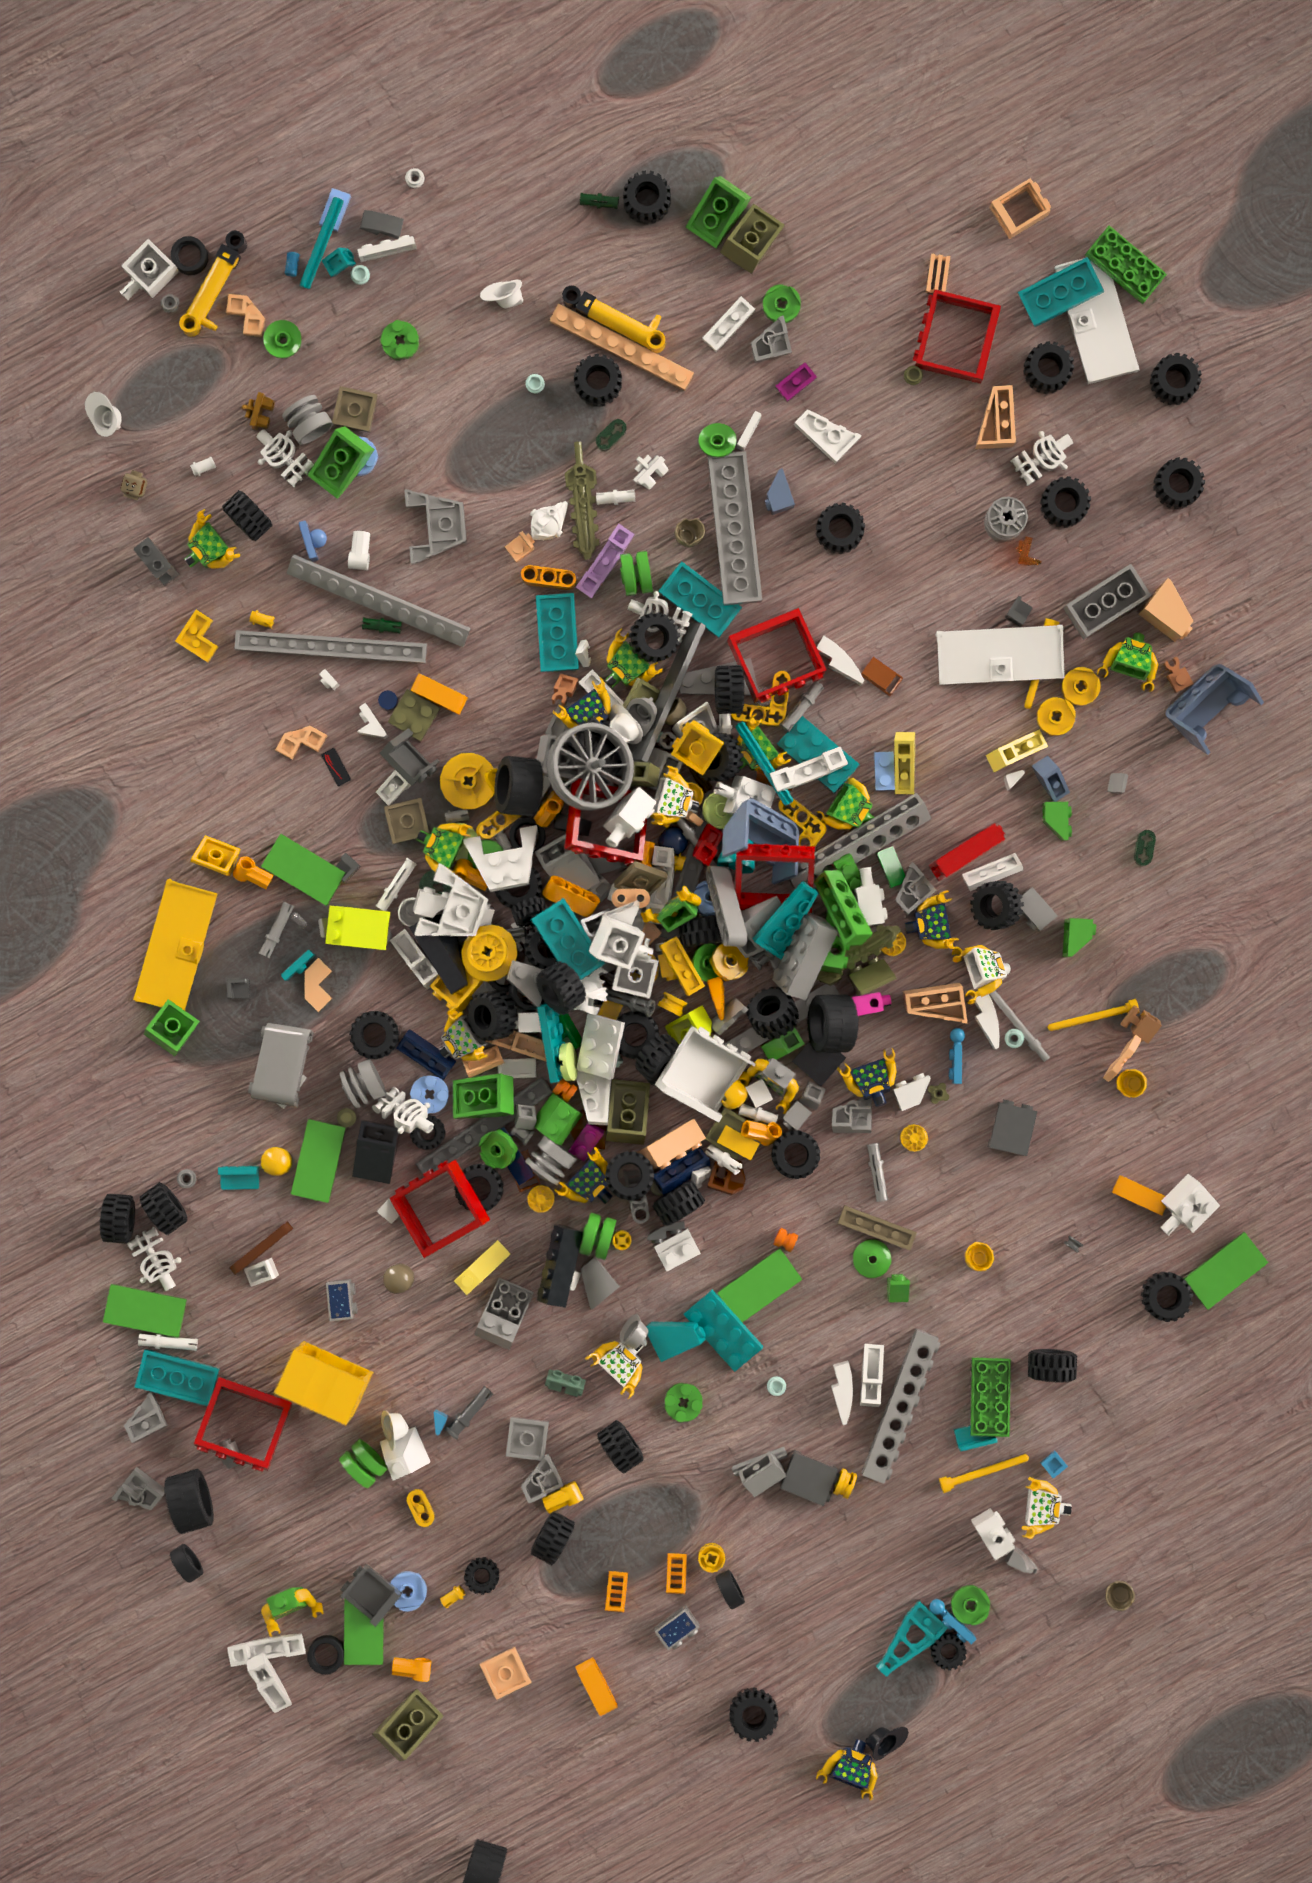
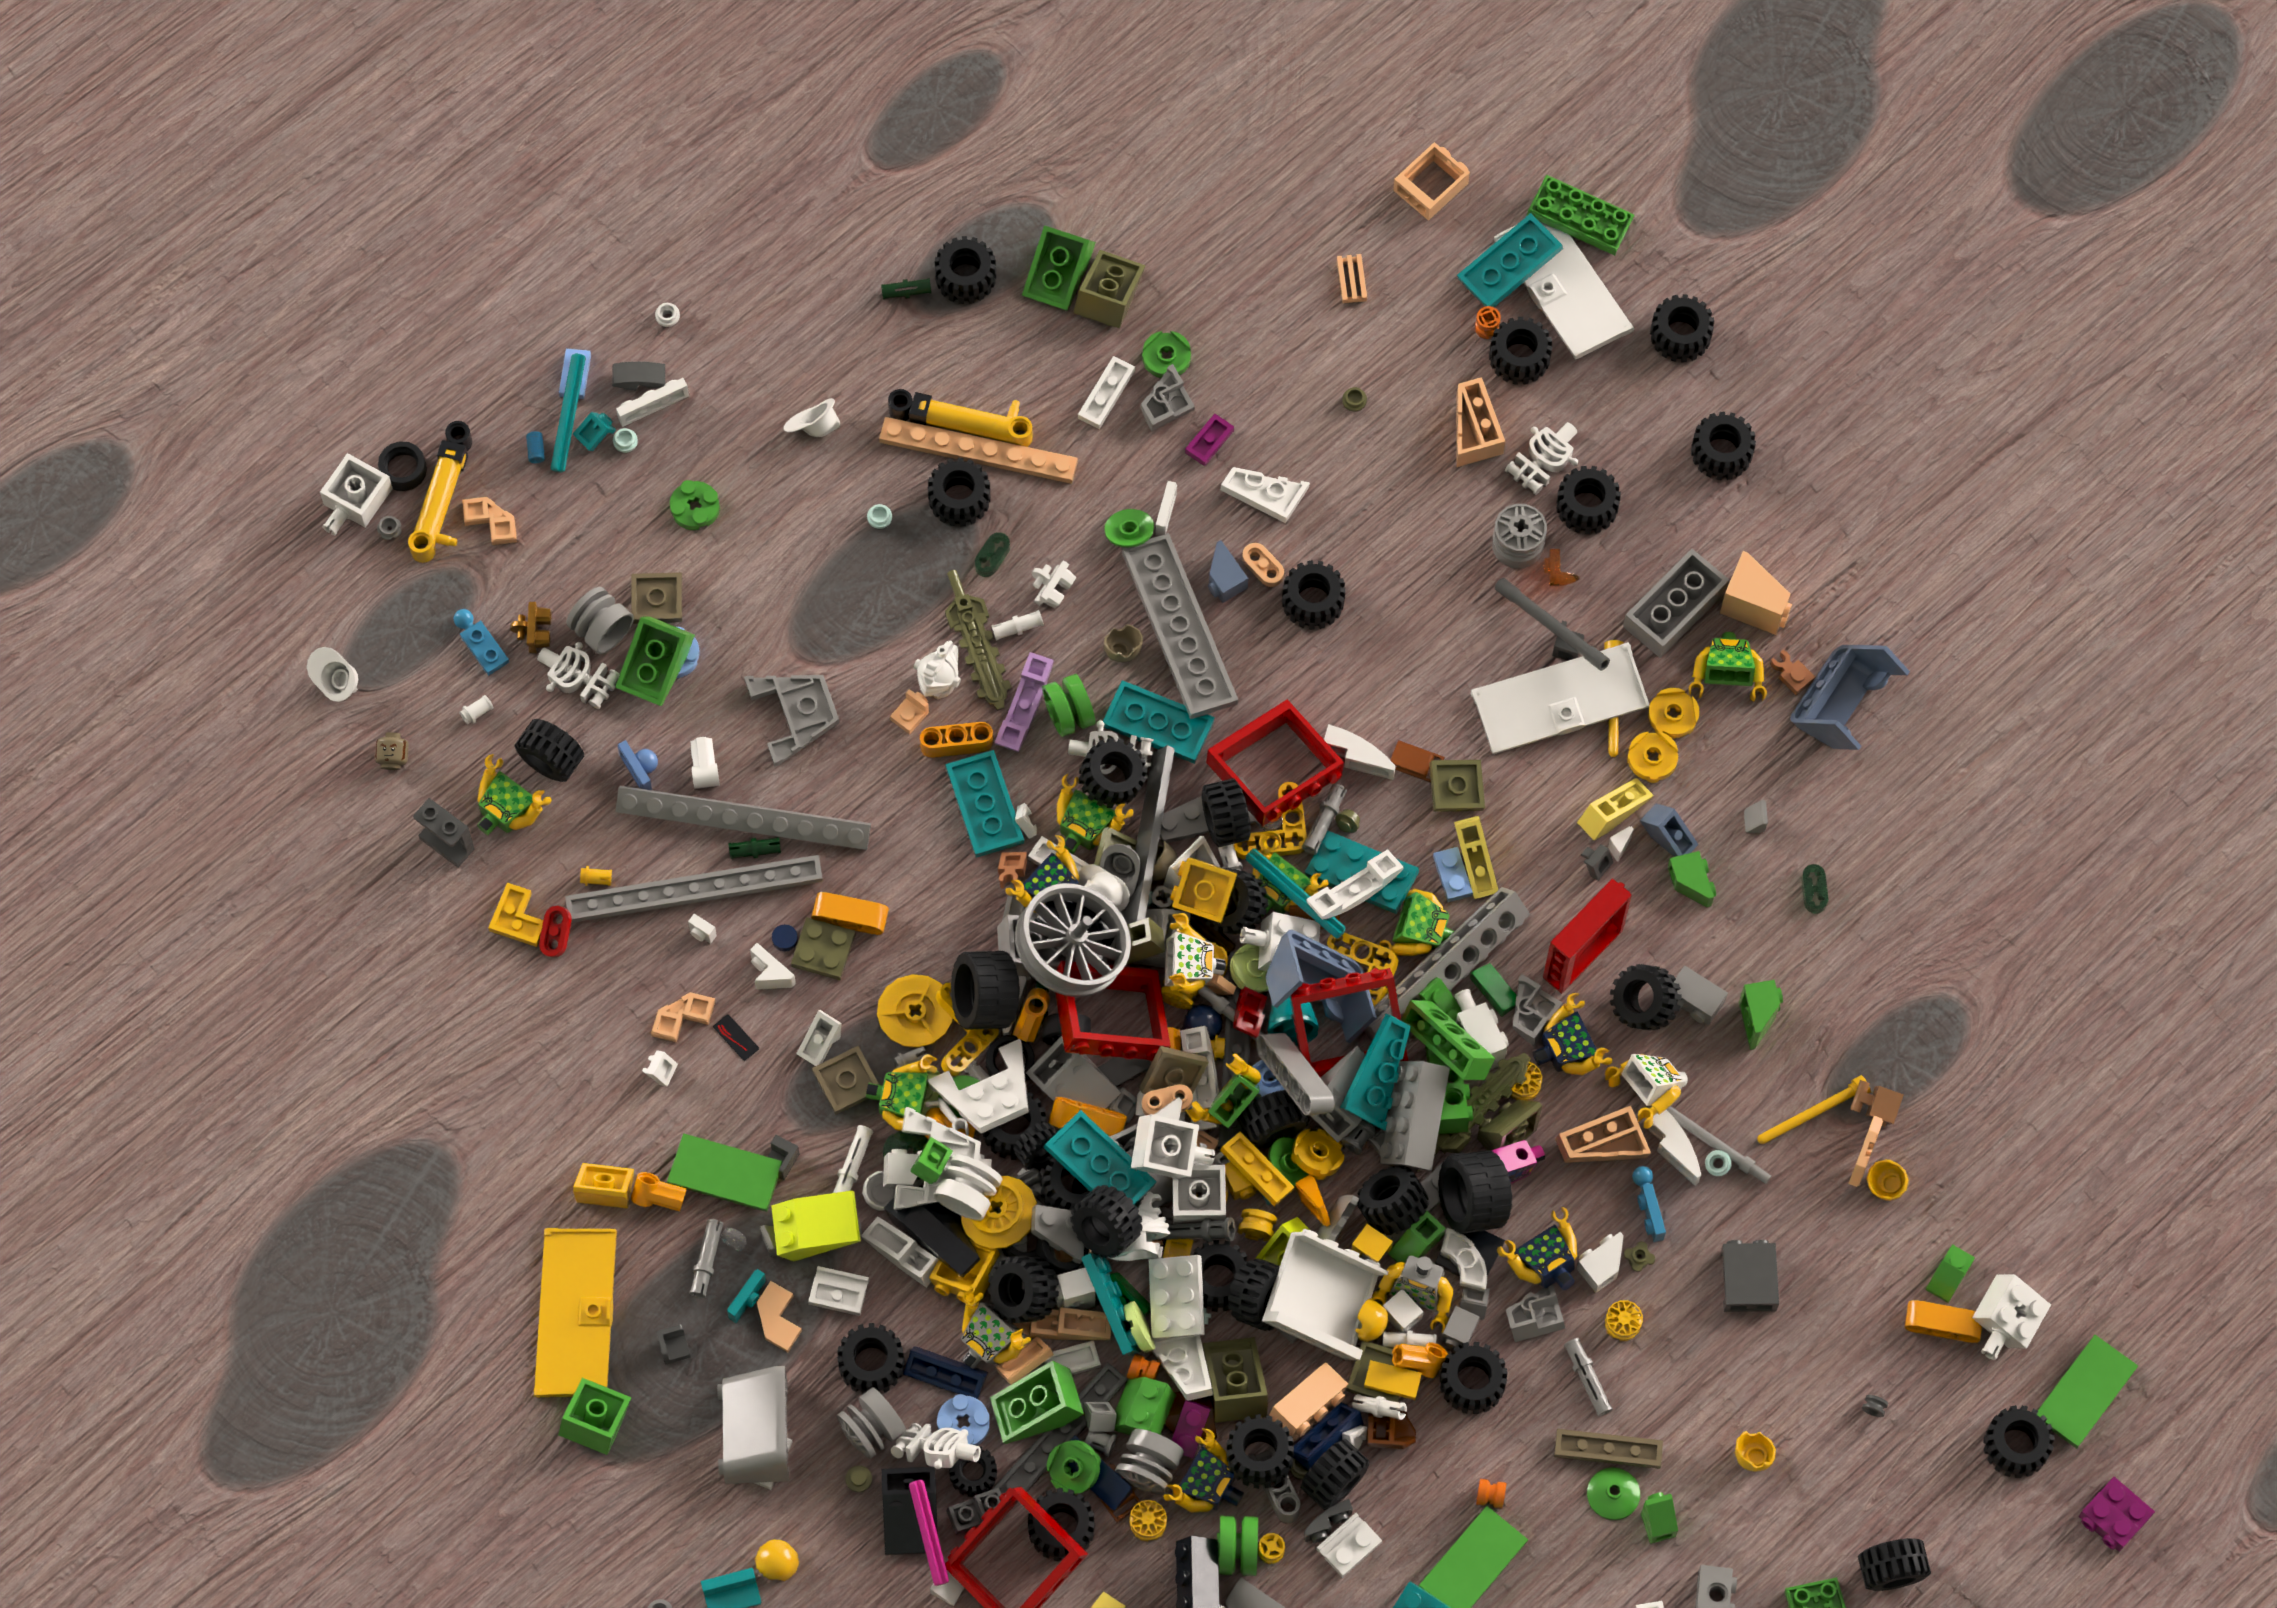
camera: 15 degrees left, 20 degrees down
(217, 412) = (480, 642): none -> dark azure plate
(222, 654) = (552, 931): none -> red plate
(275, 779) = (661, 1068): none -> white tile
(277, 331) = (542, 526): bright green dish -> none
(318, 1160) = (834, 1544): bright green tile -> none
(364, 977) = (838, 1291): none -> white plate
(383, 1174) = (928, 1532): none -> dark pink axle
(407, 759) = (827, 999): dark grey panel -> none
(421, 1163) = (969, 1513): none -> dark grey slope
(448, 909) = (931, 1161): none -> bright green slope
(469, 936) = (967, 1187): none -> white wheel
(475, 877) = (957, 1123): none -> white piece
(629, 816) = (1139, 988): white brick -> none
(749, 1042) = (1372, 1243): none -> yellow panel
(810, 493) = (1266, 564): none -> light nougat plate
(814, 1065) = (1466, 1258): none -> white tile
(818, 712) = (1347, 821): none -> olive plate
(905, 704) = (1457, 785): none -> olive plate
(964, 302) = (1396, 301): red window -> none
(991, 788) = (1597, 861): none -> dark grey tile
(992, 871) = (1640, 953): white plate -> none
(1030, 630) = (1589, 652): none -> dark grey piece
(1031, 340) = (1483, 327): none -> orange wheel
(1156, 1160) = (1950, 1273): none -> bright green slope
(1219, 1363) = (2116, 1514): none -> magenta plate

